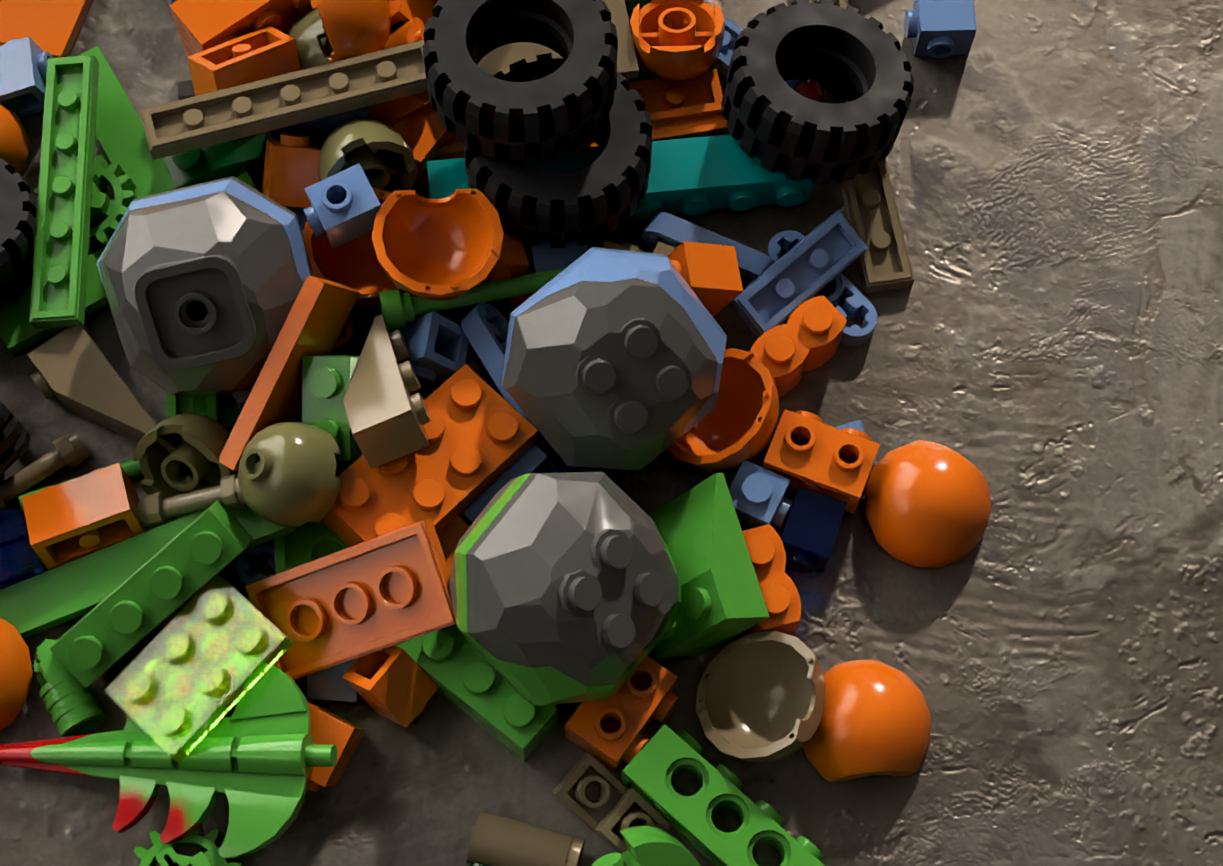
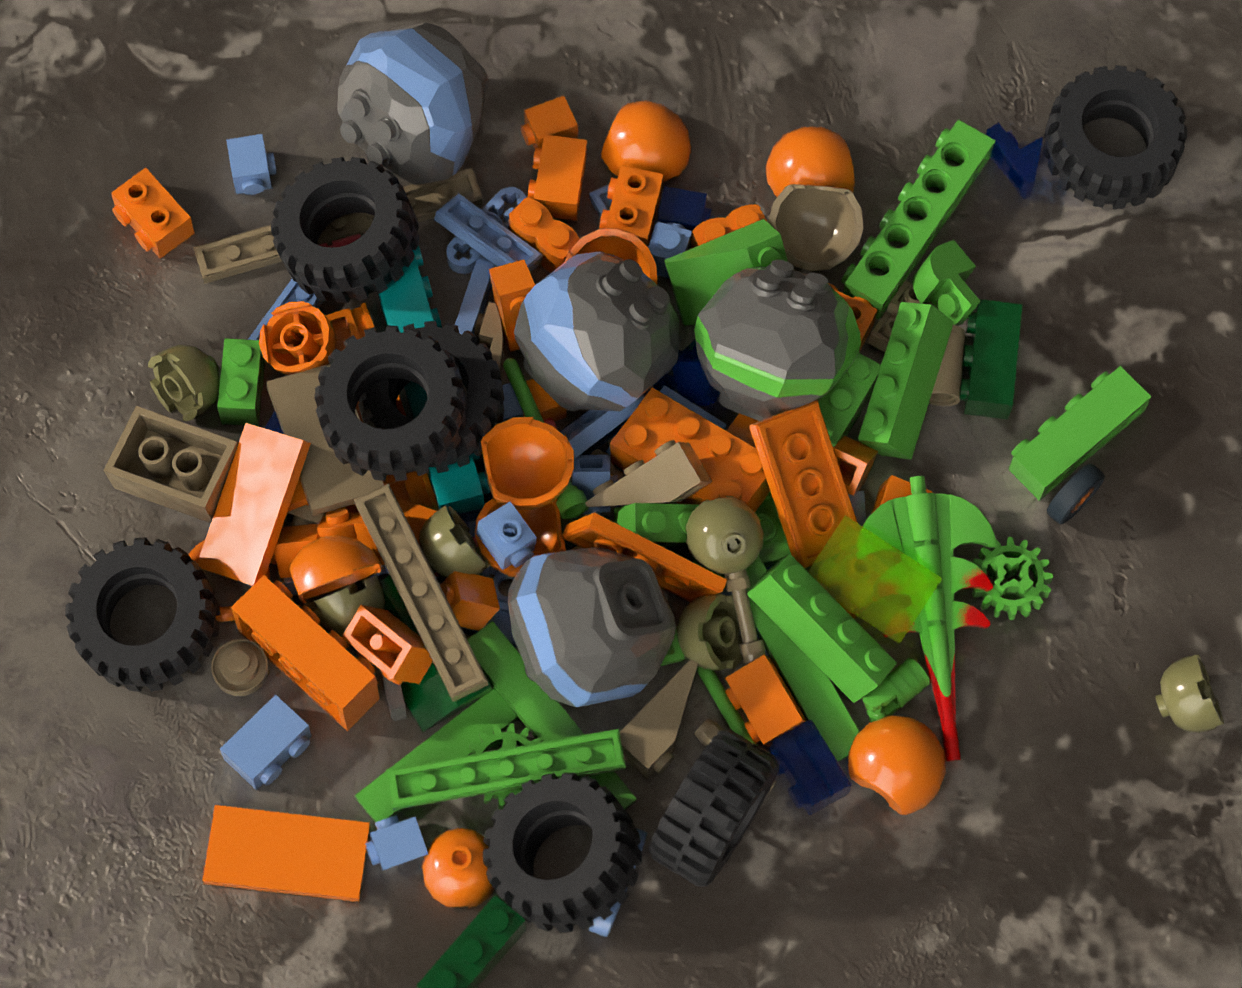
camera: 100 degrees left, 0 degrees up
(498, 780) = (906, 380): none -> bright green brick
(881, 377) = (560, 175): none -> orange brick
(964, 380) = (549, 119): none -> orange brick
(995, 189) = (412, 101): none -> rock

